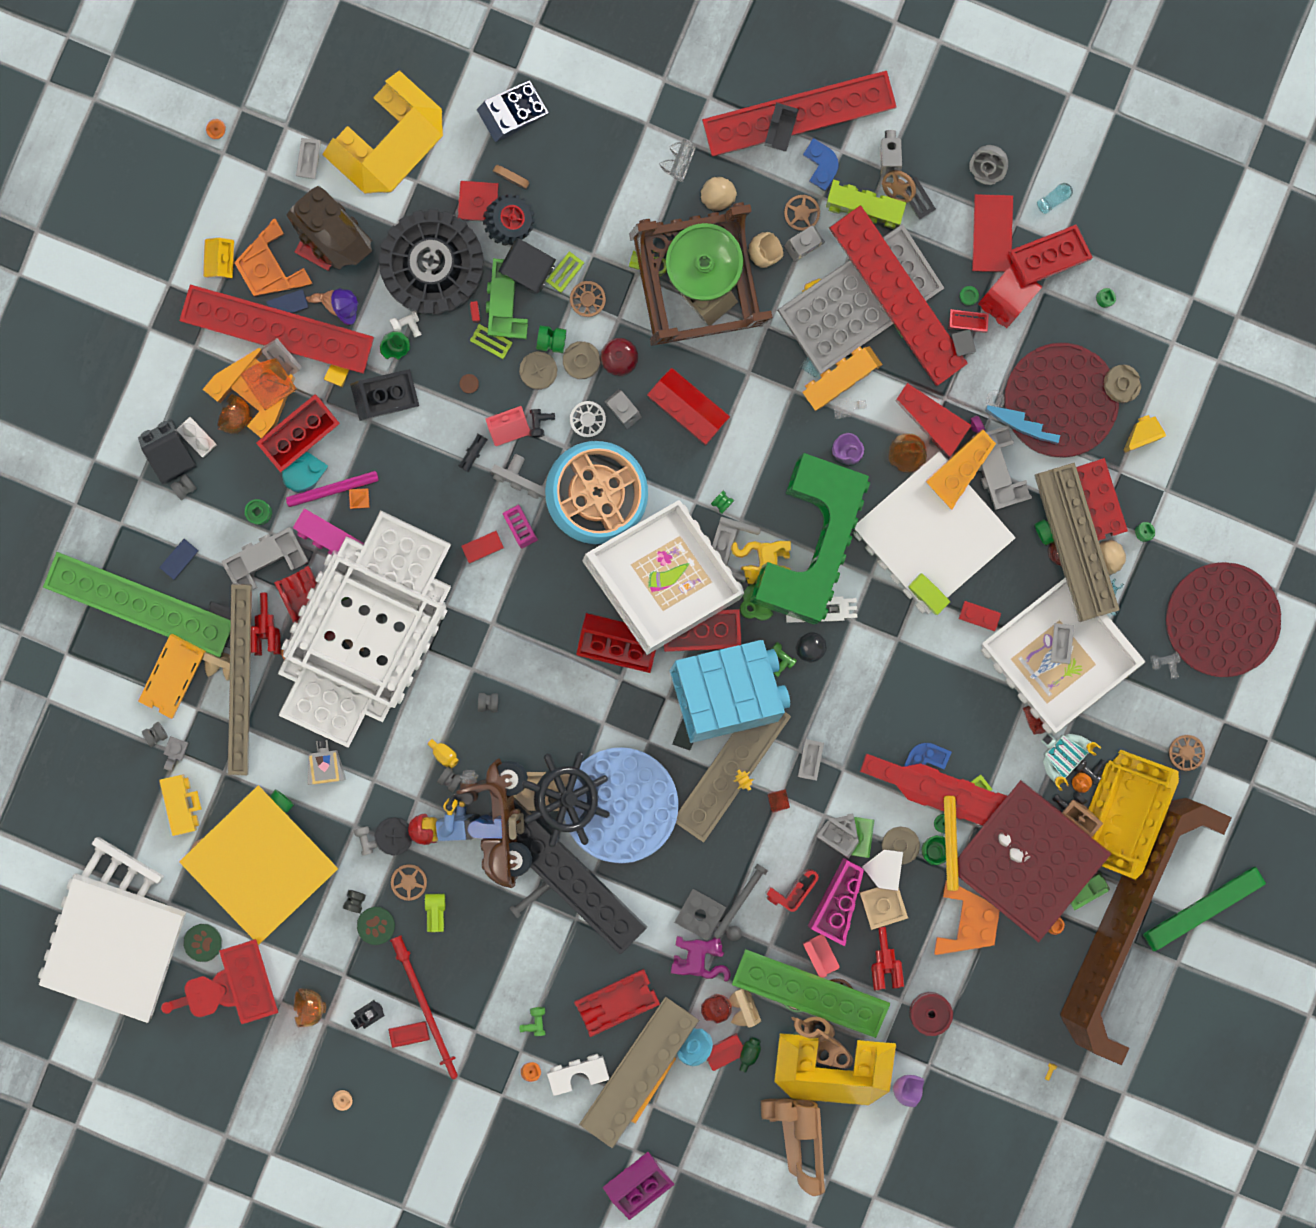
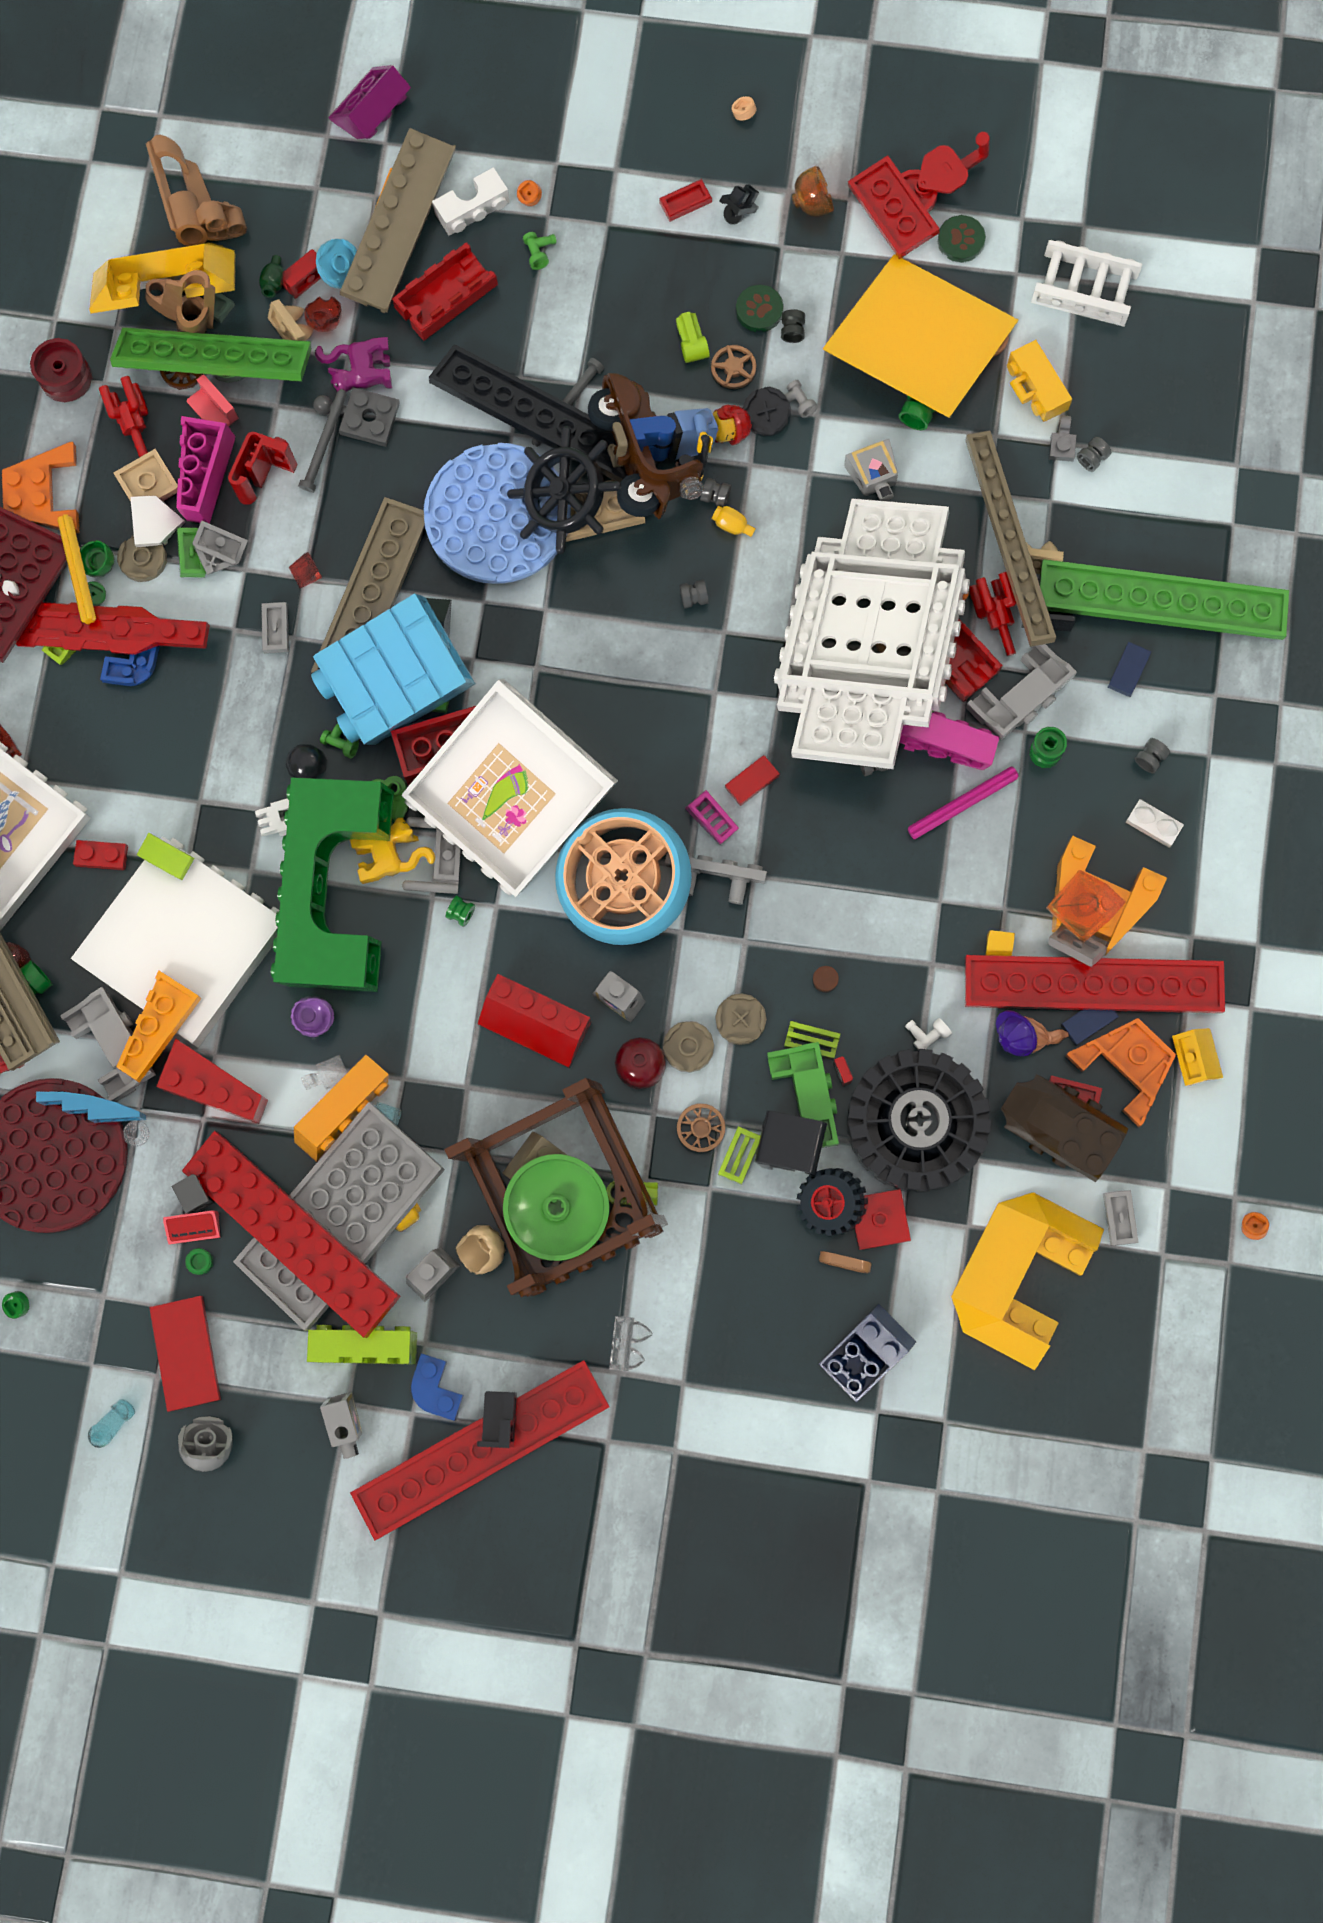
camera: 170 degrees right, 10 degrees down
(111, 948) = (1069, 198): white panel -> none
(166, 452) = (1189, 792): black piece -> none
(171, 675) = (1095, 525): light orange piece -> none
(234, 416) = (1114, 858): clear orange cylinder -> none
(298, 433) = (1026, 855): red slope -> none
(304, 473) = (1008, 815): teal slope -> none
(359, 498) = (925, 800): orange tile -> none
(384, 394) = (930, 935): black slope -> none
(394, 345) = (936, 1001): green hair -> none
(403, 956) = (717, 281): red bar -> none
(473, 452) = (796, 892): black pin -> none
(508, 426) = (761, 938): coral panel -> none
(537, 416) = (726, 959): black piece -> none
(551, 339) = (743, 1060): green wheel -> none
(587, 419) = (660, 973): white wheel -> none
(612, 643) = (566, 703): red slope -> none
(718, 193) = (563, 1310): tan hair -> none
(743, 780) = (350, 576): yellow wheel -> none
(801, 212) = (446, 1316): medium nougat wheel -> none
(899, 186) = (322, 1381): medium nougat wheel -> none
(907, 452) = (233, 1032): clear orange cylinder -> none
(908, 1090) = (70, 279): medium lavender hair -> none
(926, 198) = (311, 1390): black tile -> none
(976, 424) = (151, 1092): magenta tile -> none
(1008, 297) = (141, 1272): piece -> none
(1050, 255) = (98, 1341): red tile -> none

